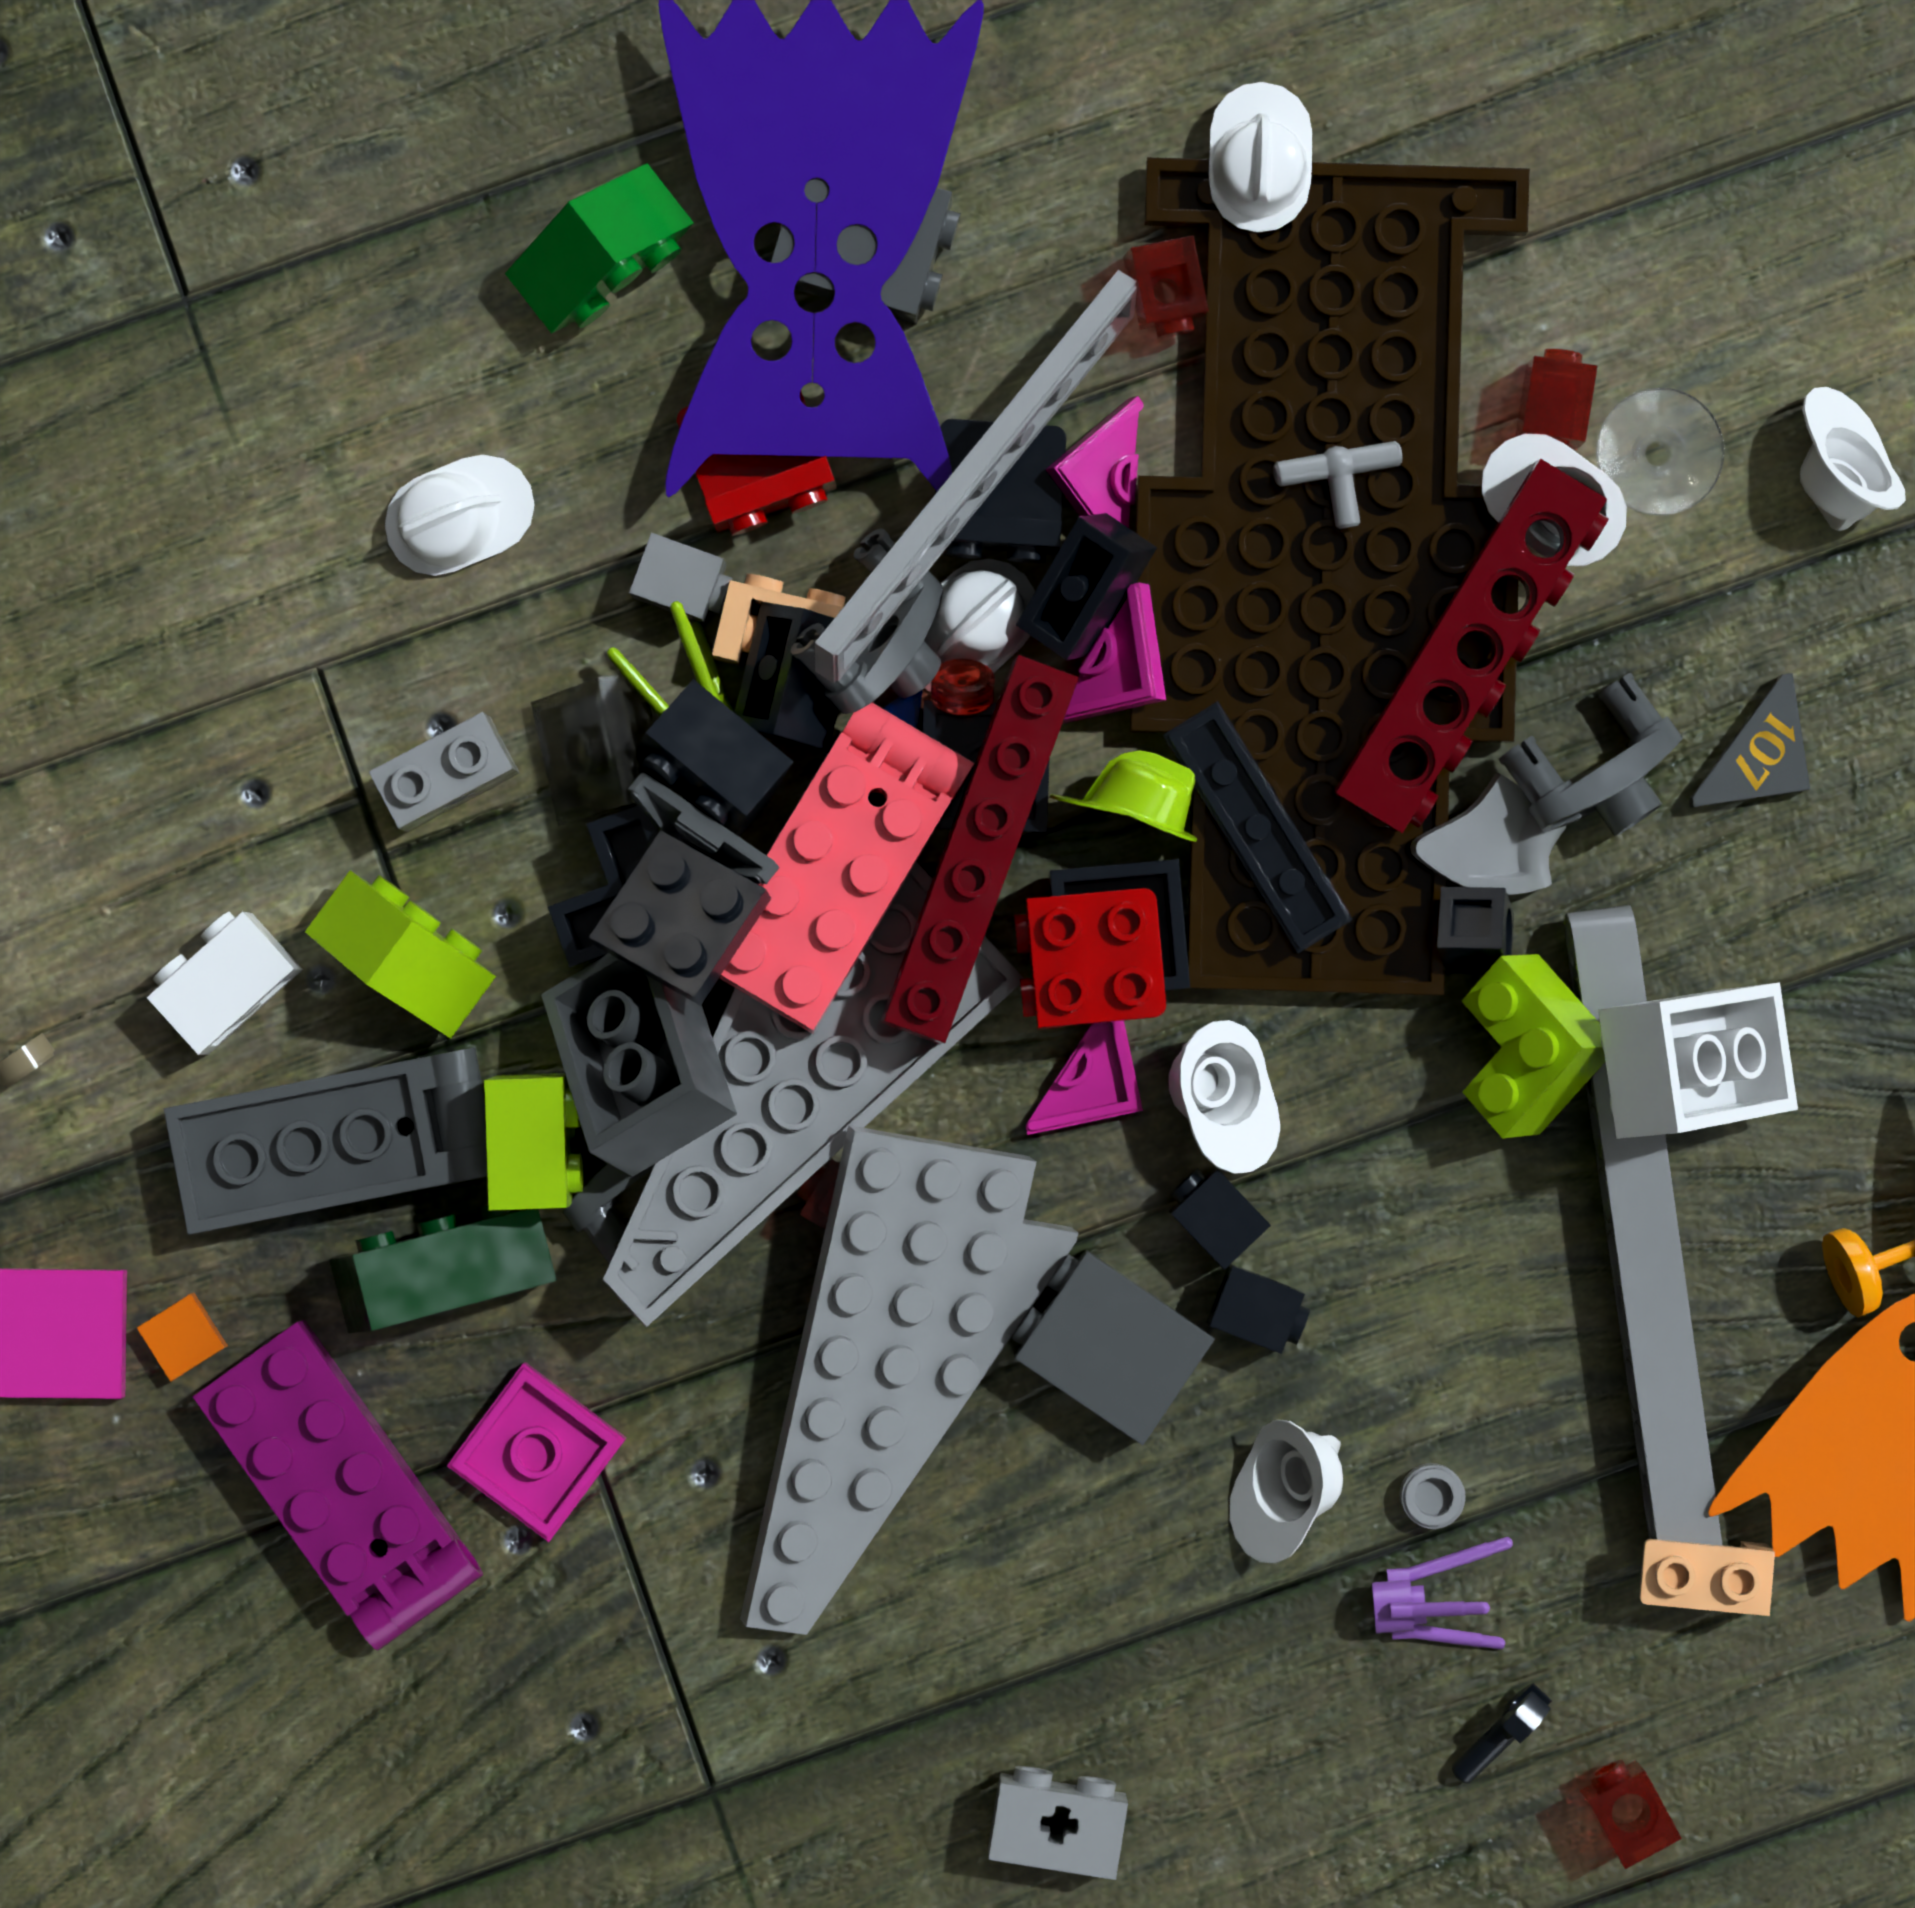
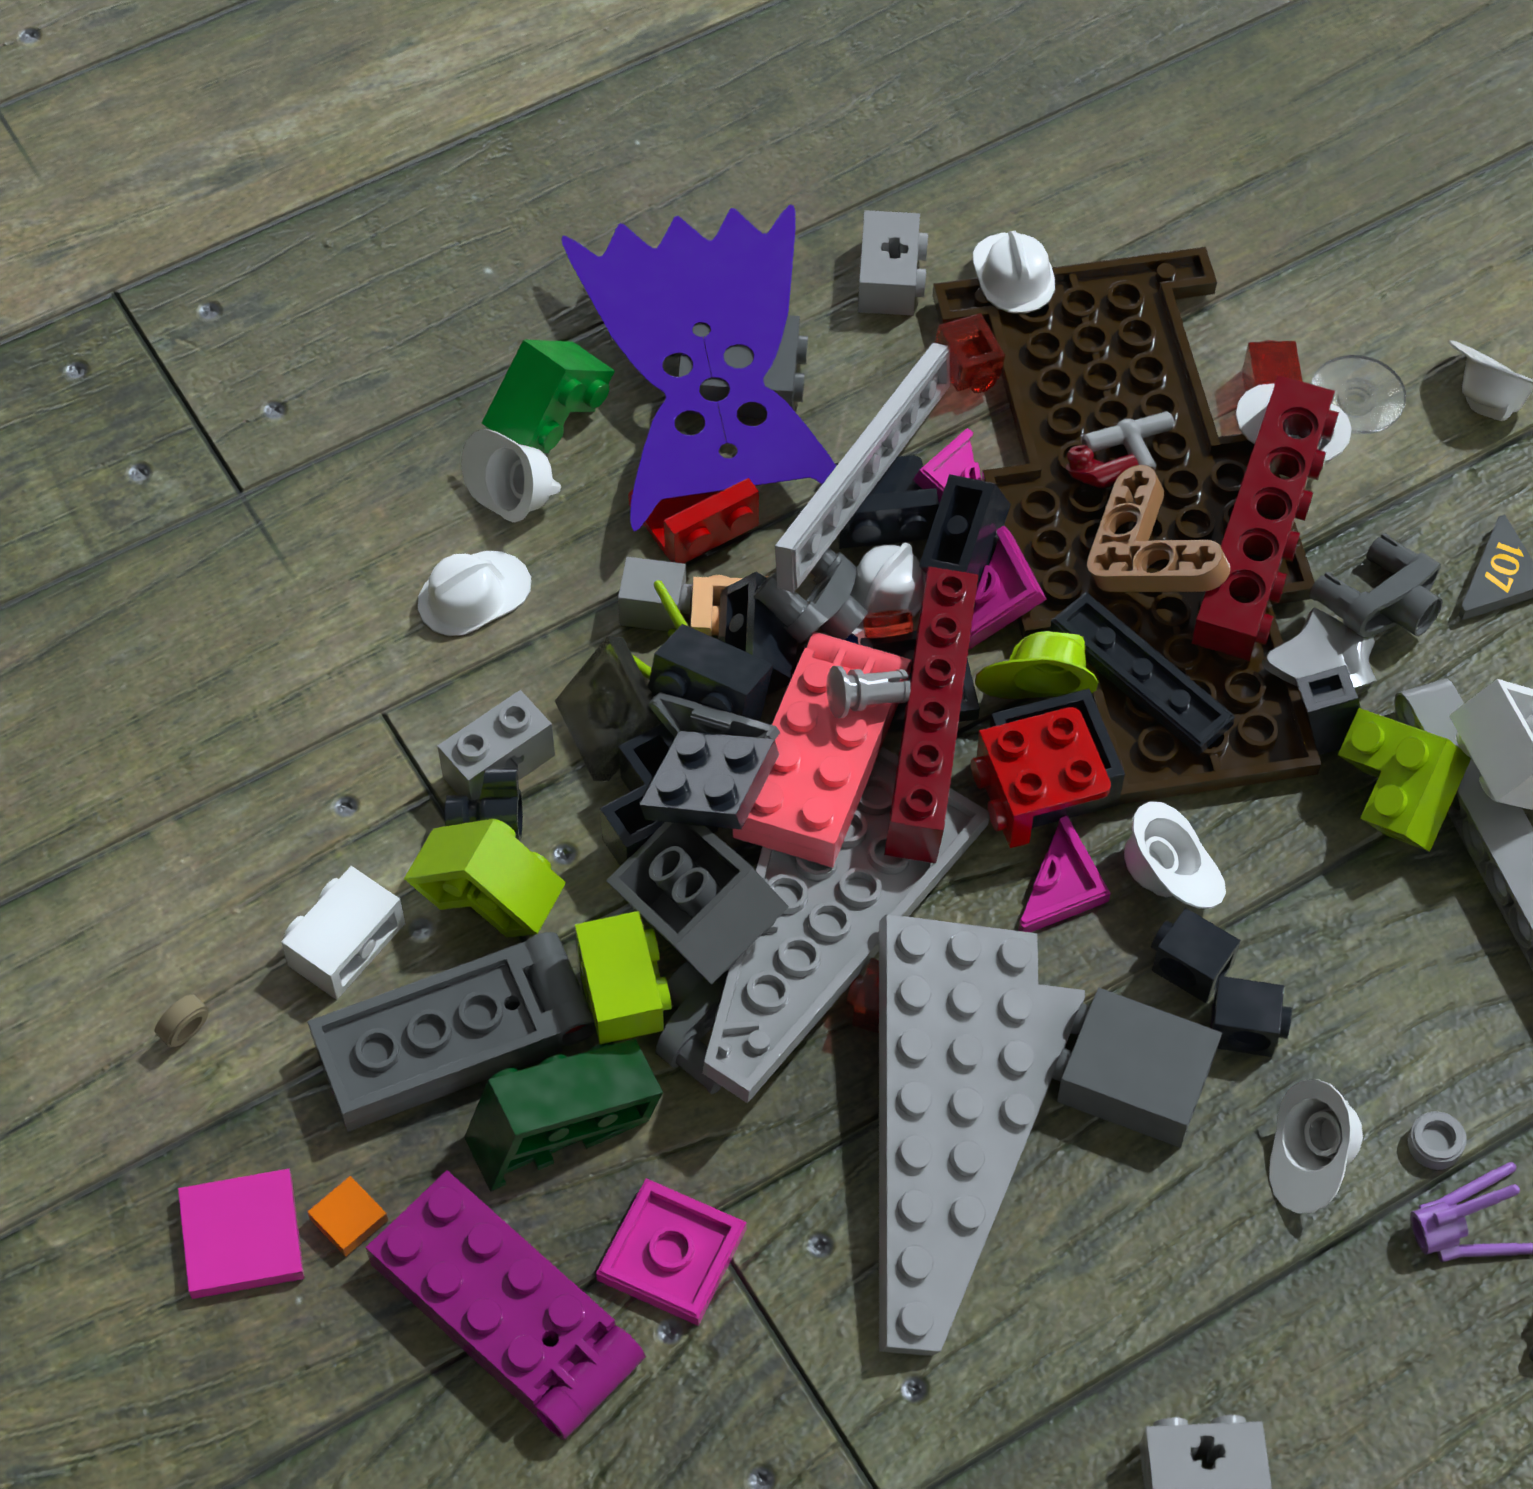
camera: 10 degrees left, 30 degrees down
(428, 858) = (498, 800): none -> black piece
(528, 366) = (506, 475): none -> white piece
(893, 832) = (858, 689): none -> light grey pin
(1095, 69) = (889, 263): none -> light grey brick
(1283, 520) = (1094, 472): none -> dark red arm
(1287, 652) = (1116, 555): none -> medium nougat beam

